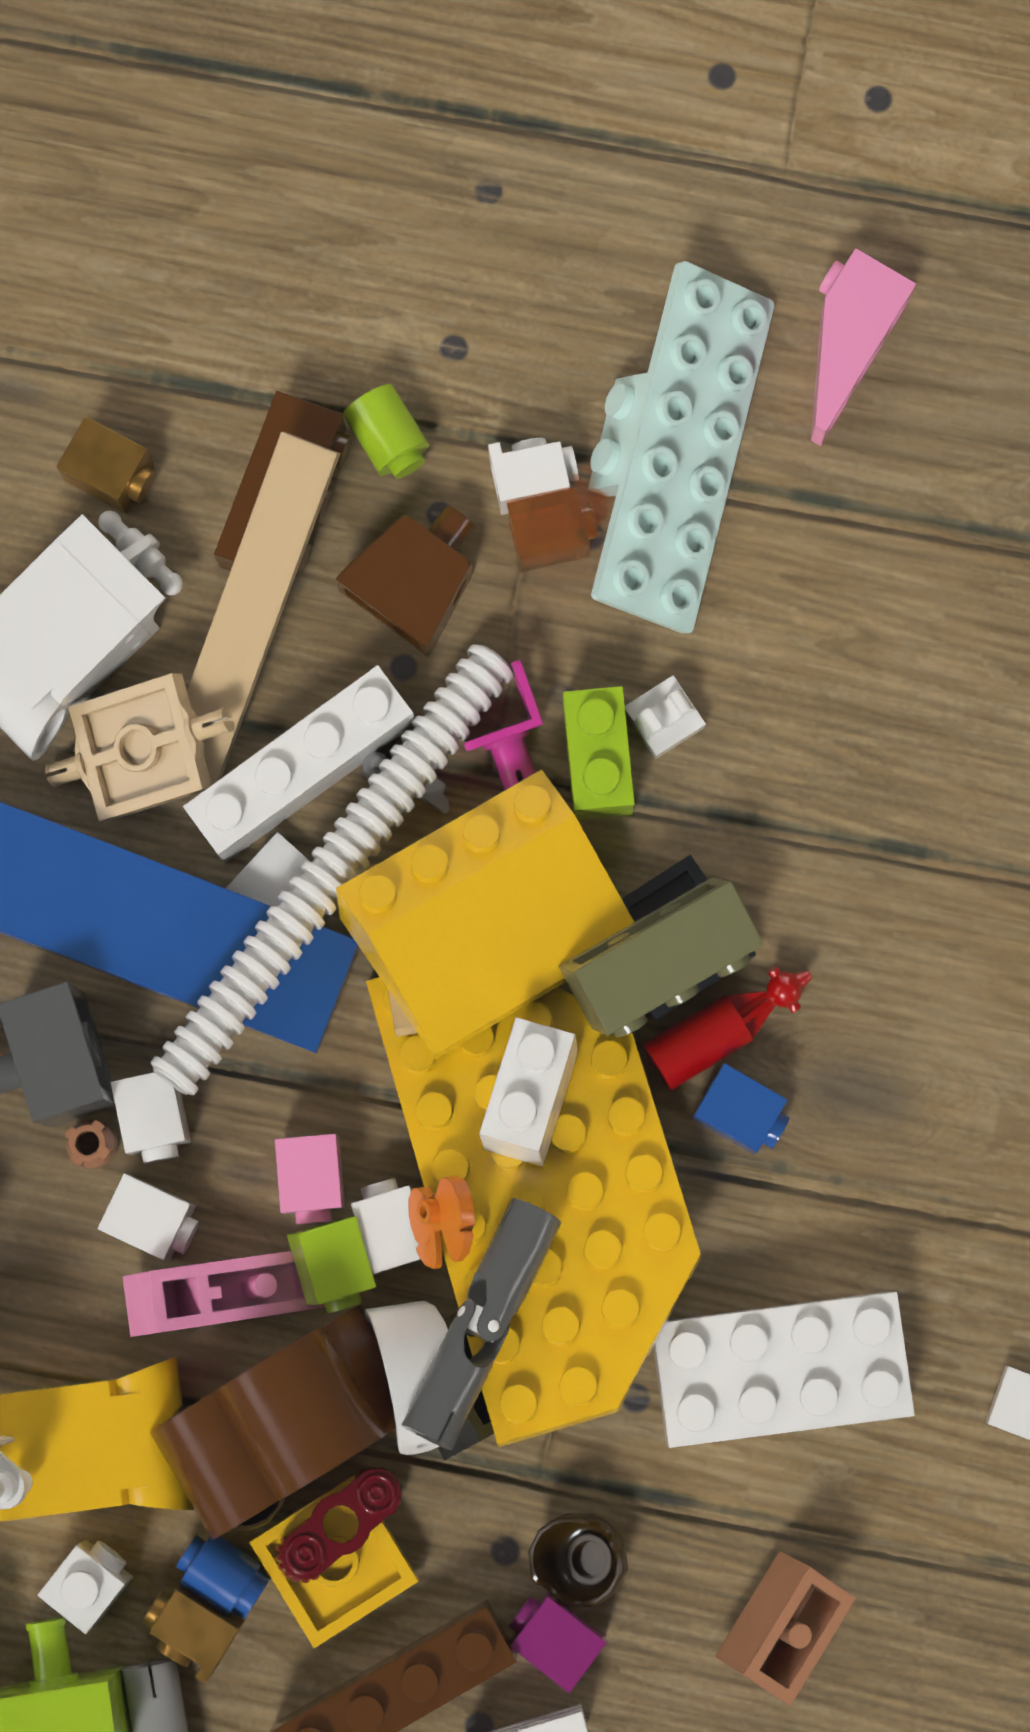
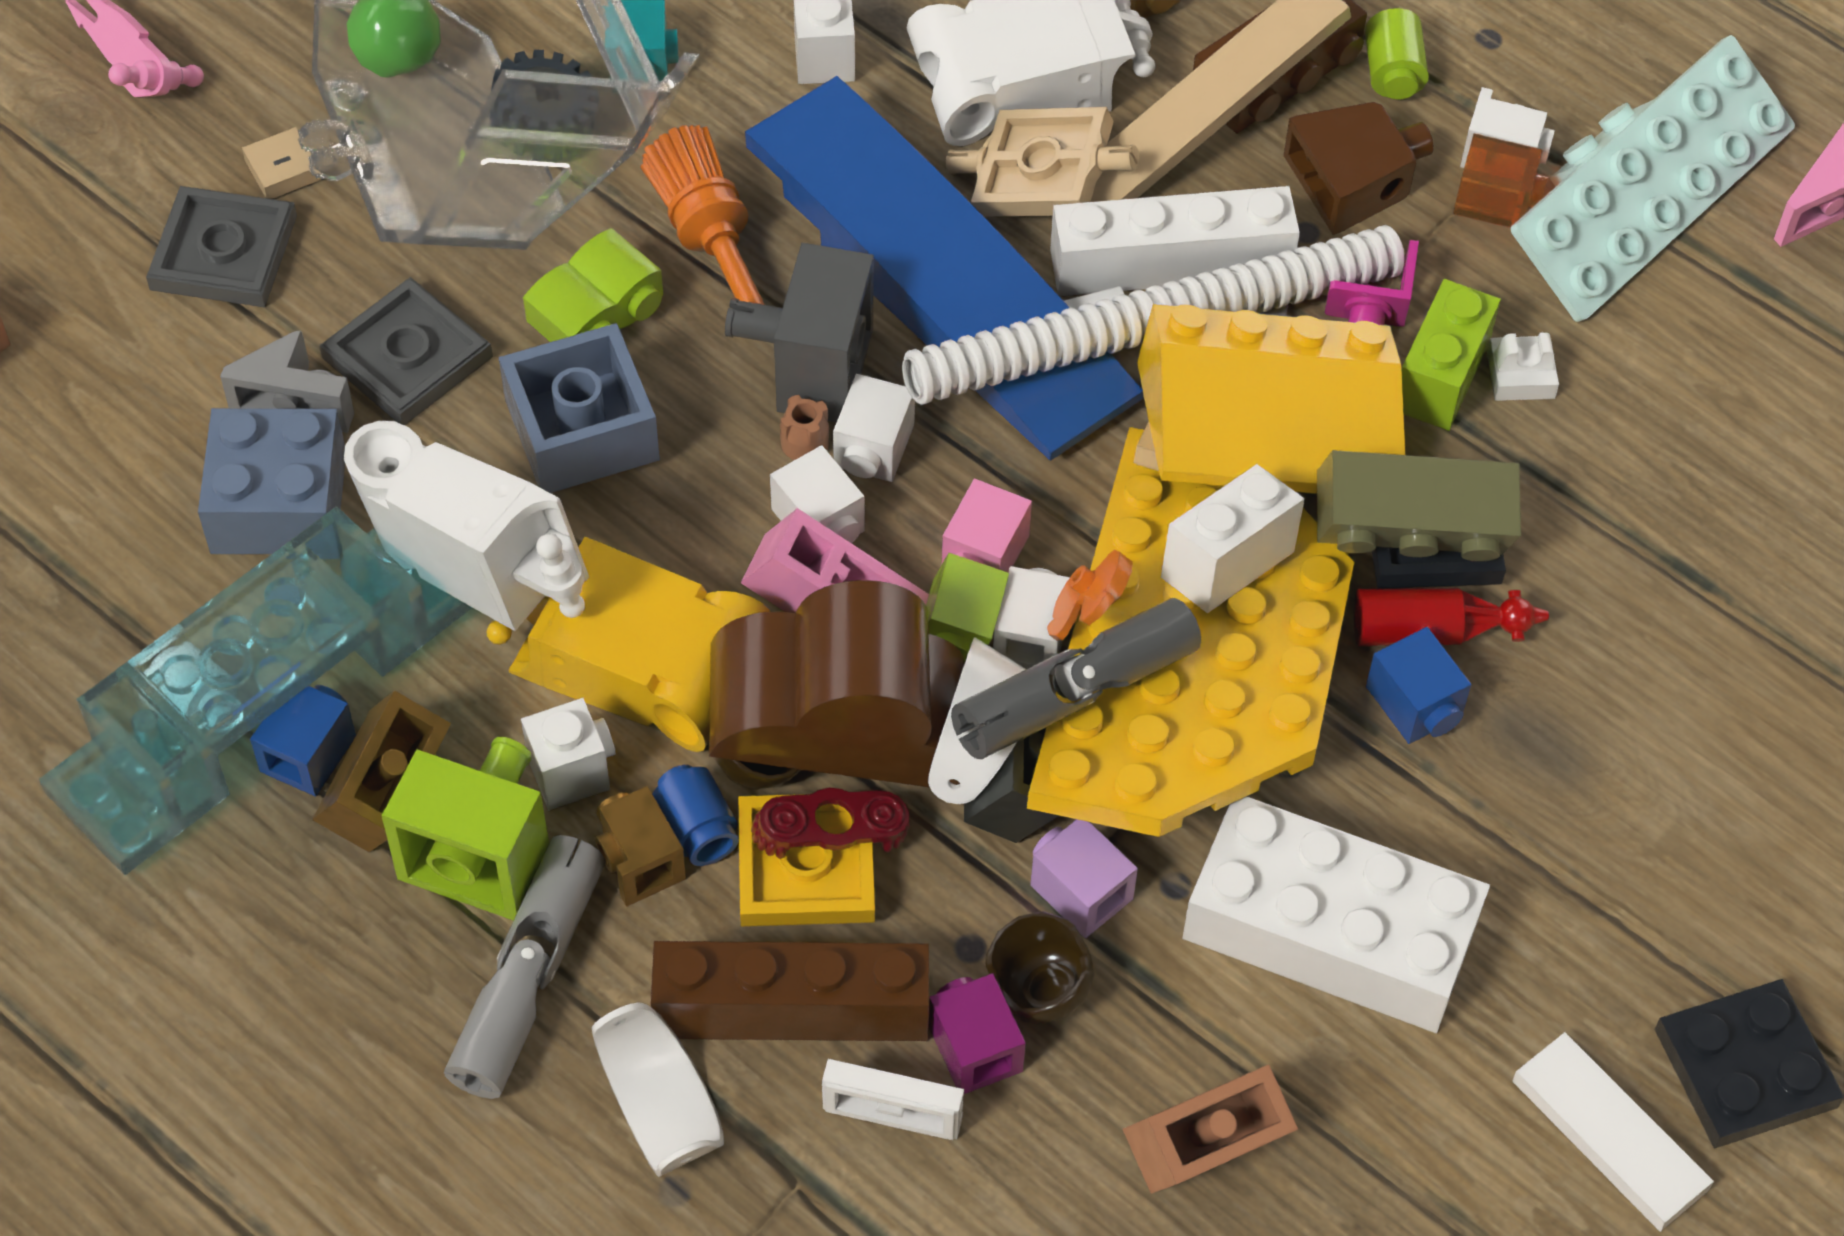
camera: 25 degrees right, 25 degrees down
(566, 1455) = (1082, 875): none -> lavender brick

